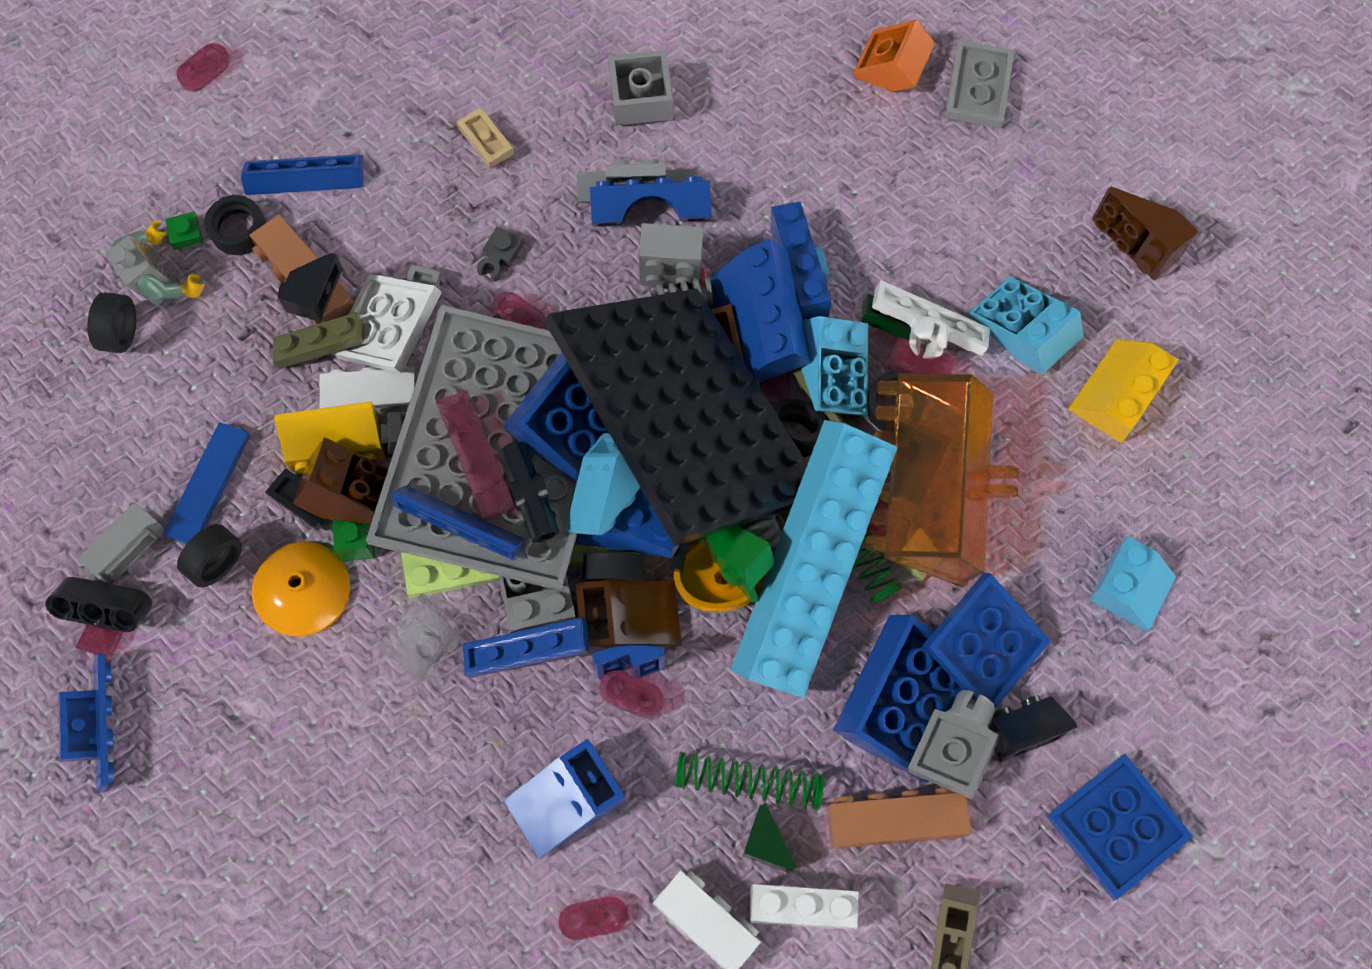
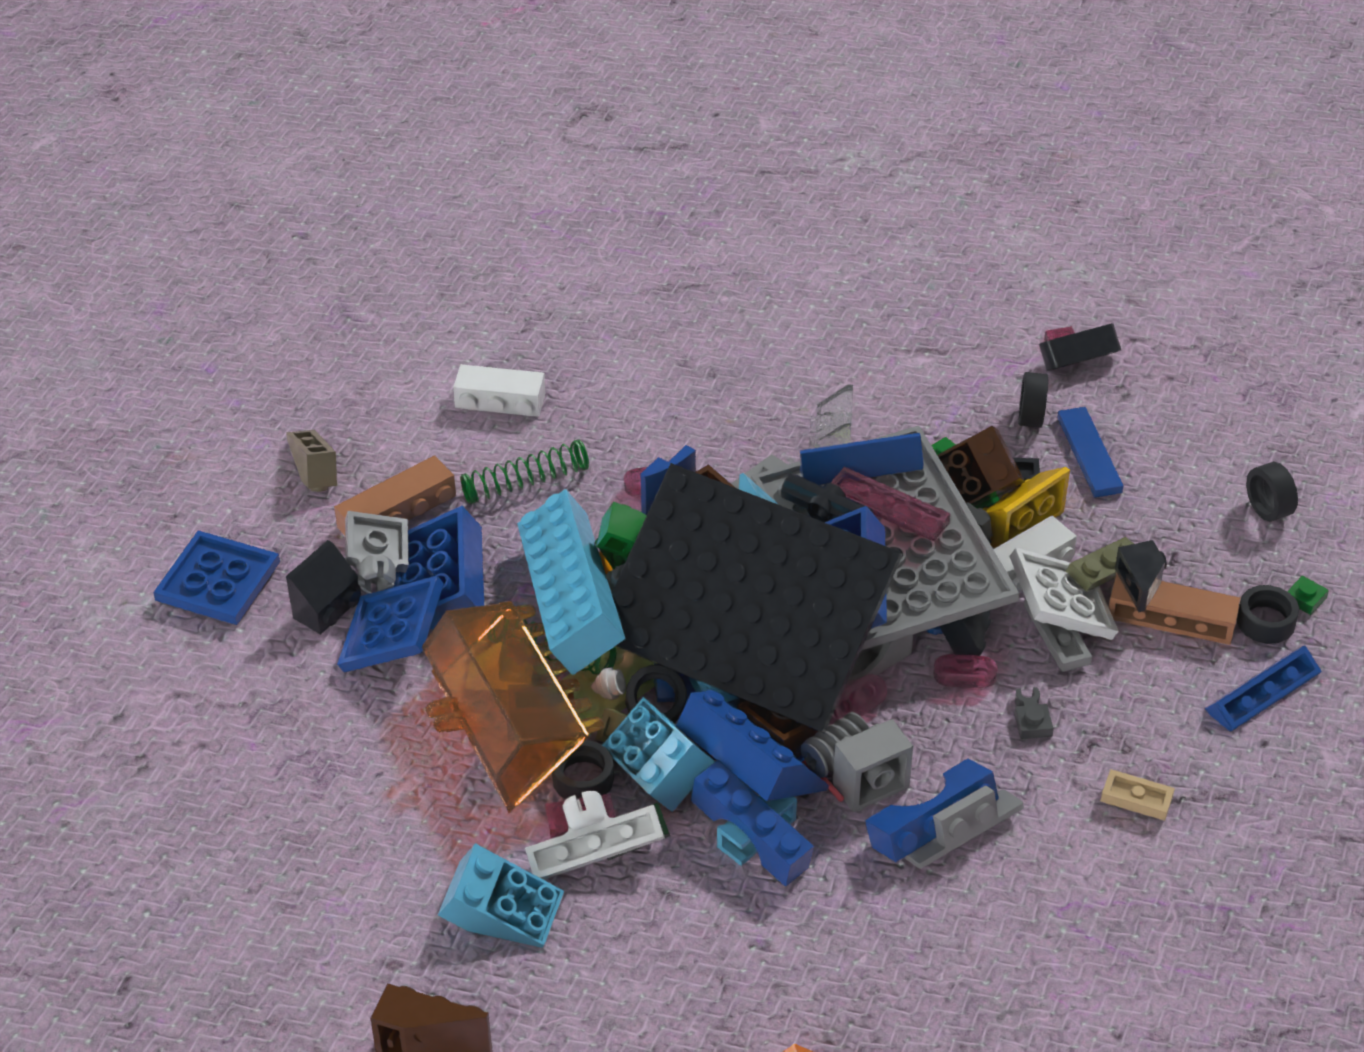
camera: 150 degrees right, 25 degrees down
(84, 725) = (1017, 293): blue bracket -> none
(120, 545) = (1105, 386): light grey window -> none
(144, 270) = (1296, 537): torso -> none
(313, 603) = (953, 420): light orange dish -> none
(526, 647) = (745, 457): blue tile -> none
(565, 798) = (647, 407): slope -> none
(593, 918) = (581, 365): clear pink plate -> none
(640, 87) = (1034, 905): light grey brick -> none
(767, 844) = (482, 445): dark green slope -> none
(803, 907) = (435, 425): white brick -> none
(1123, 386) = (374, 889): yellow slope -> none
(1134, 583) = (285, 737): medium azure slope -> none

